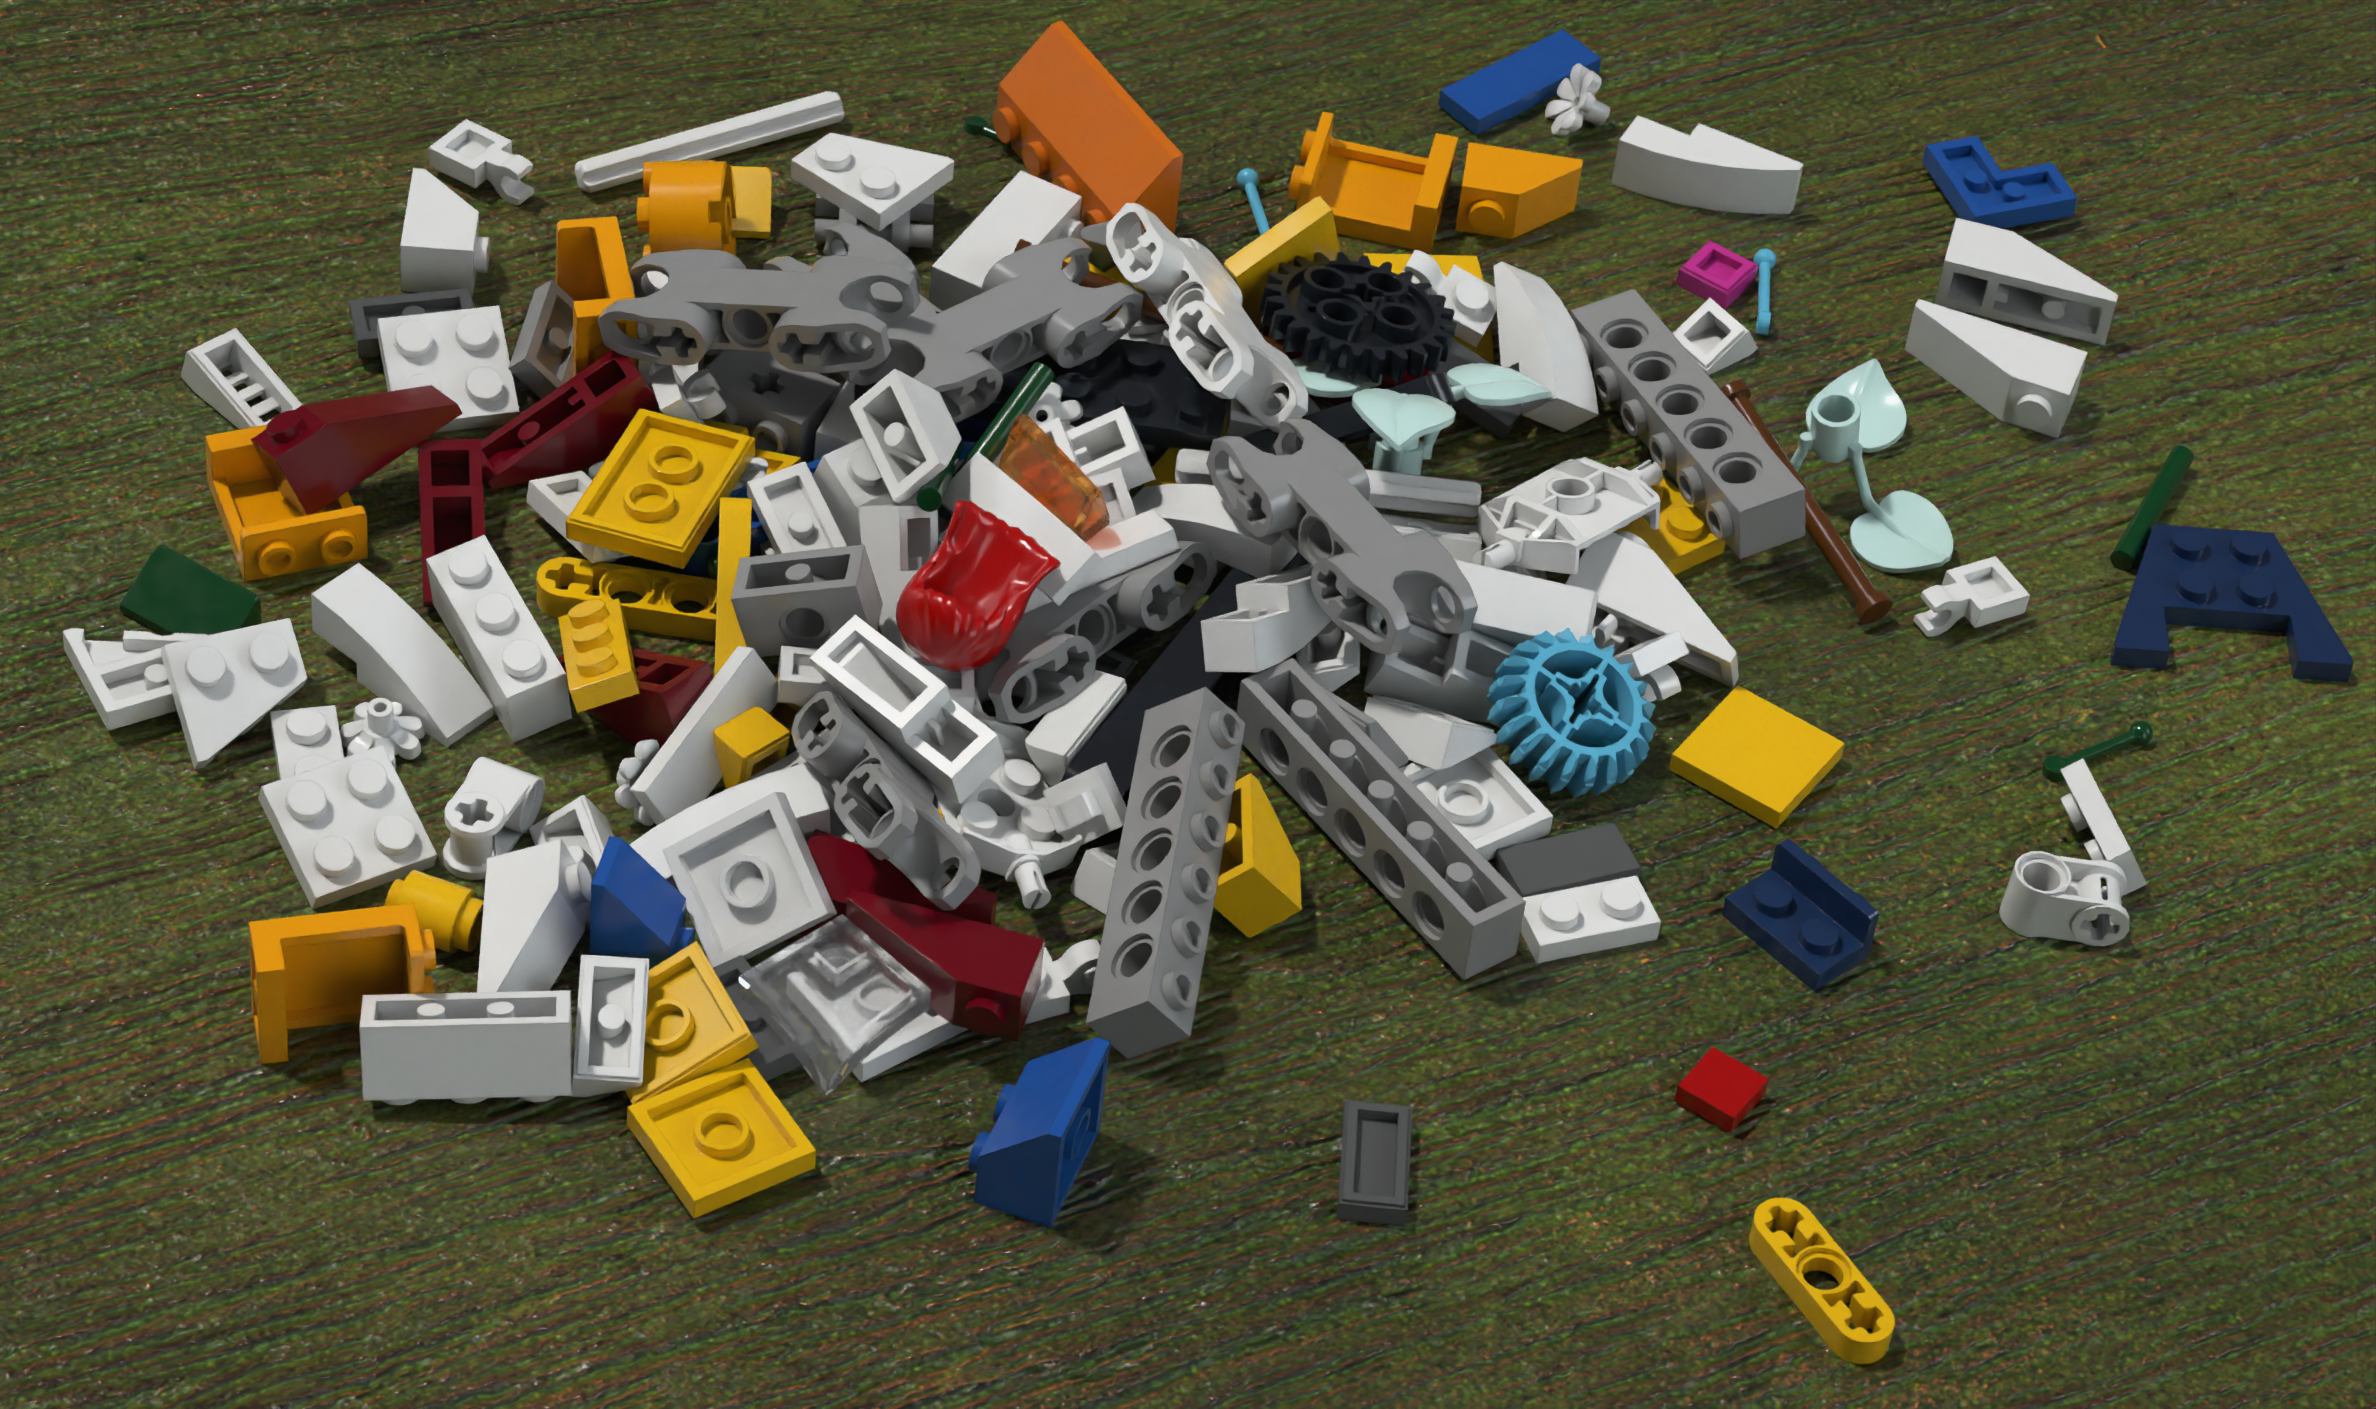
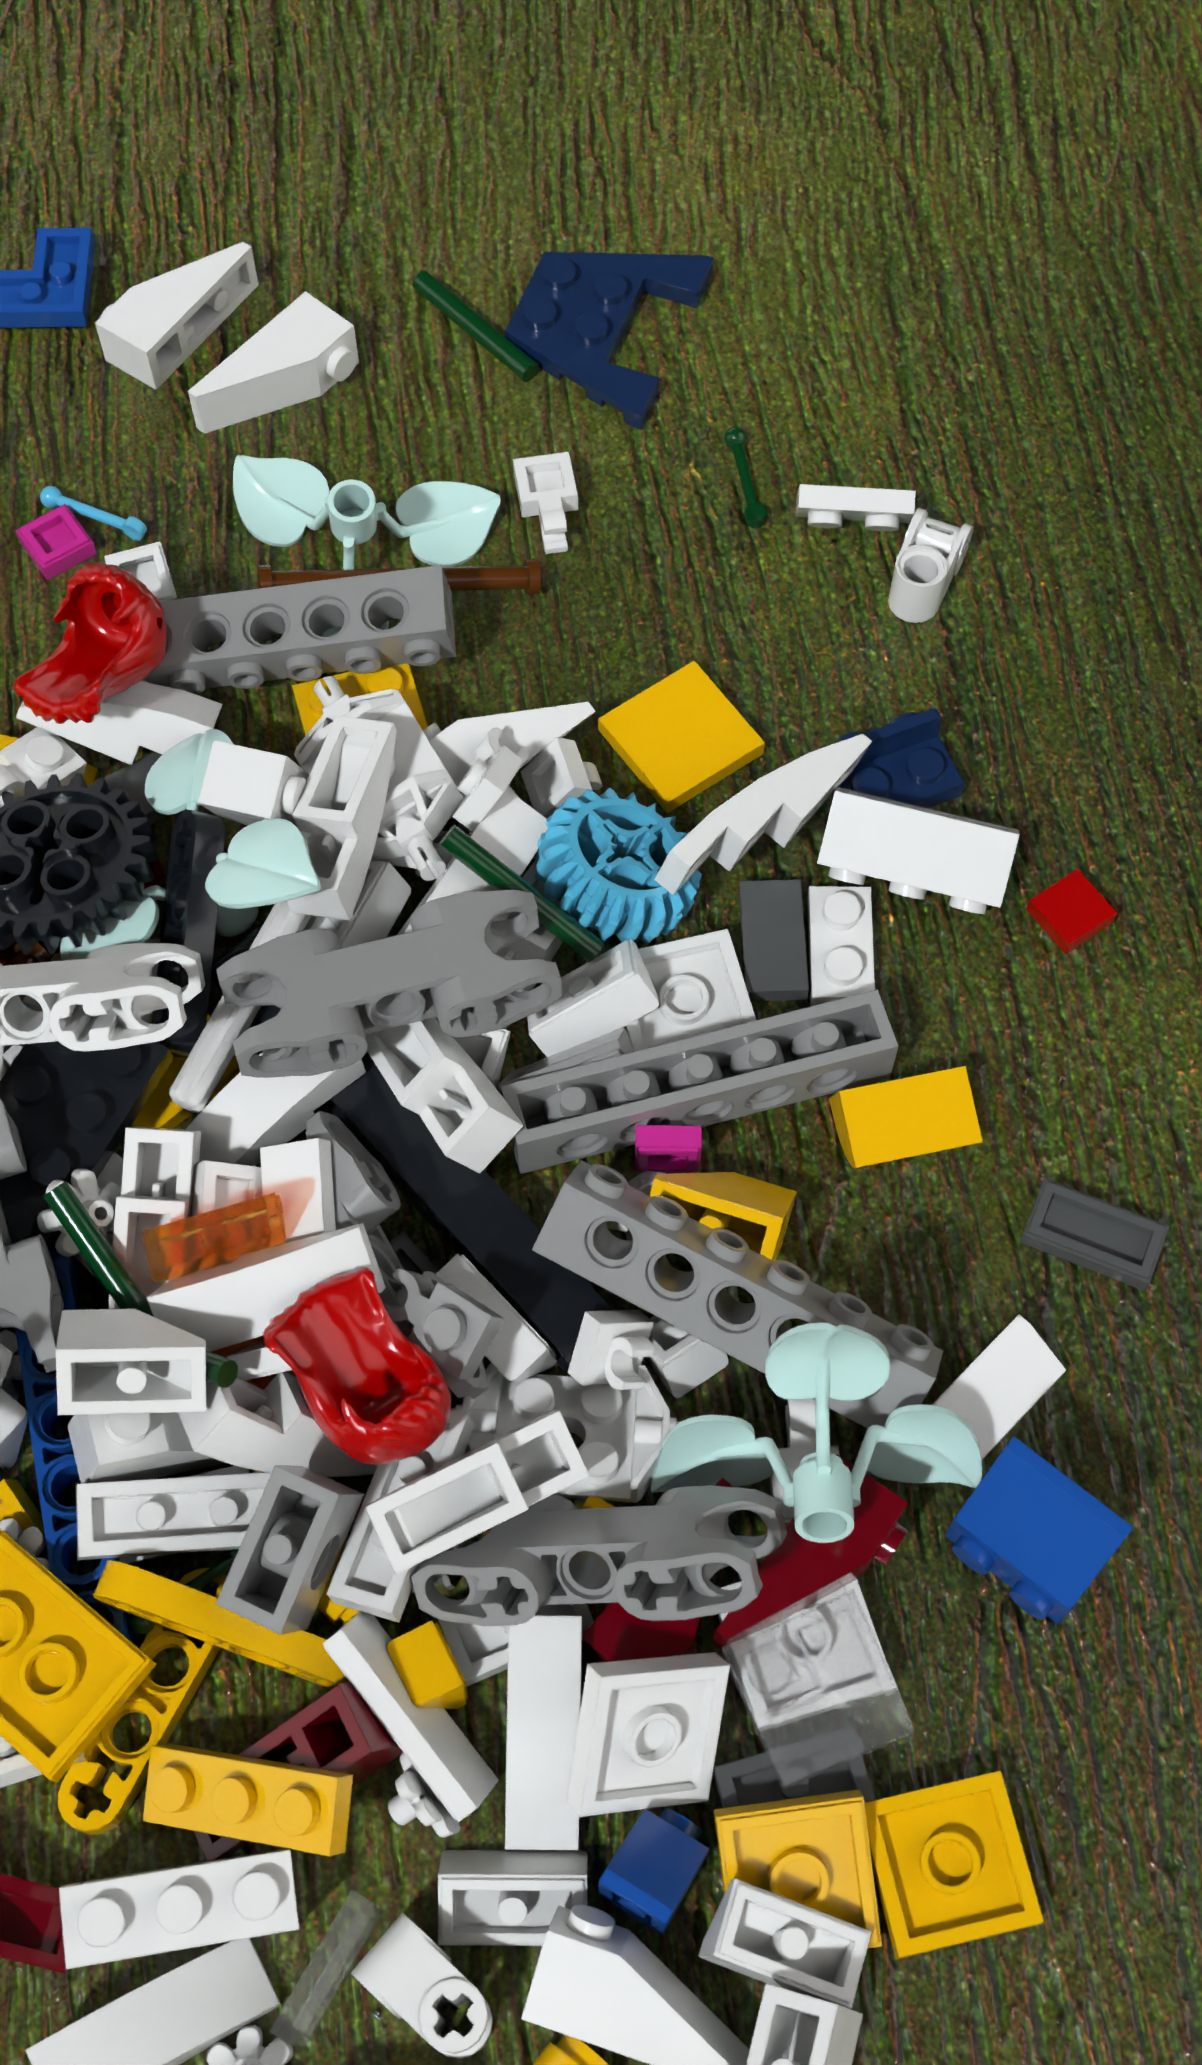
camera: 65 degrees left, 20 degrees up
(455, 740) = (326, 1971): none -> clear tile
(1009, 896) = (823, 1363): none -> light aqua plant
(1041, 646) = (447, 1323): none -> light grey plate
(1179, 1103) = (1003, 1383): none -> white slope
(1303, 819) = (667, 1148): none -> dark pink tile
(1424, 983) = (906, 1117): none -> yellow brick
(1489, 417) = (251, 784): none -> white slope
(1489, 471) = (344, 812): none -> white slope
(1491, 630) = (503, 878): none -> dark green bar
(1585, 296) = (109, 644): none -> red piece
(1612, 581) = (487, 778): none -> white plate
(1697, 798) = (770, 805): none -> white slope
(1714, 936) = (917, 850): none -> white brick

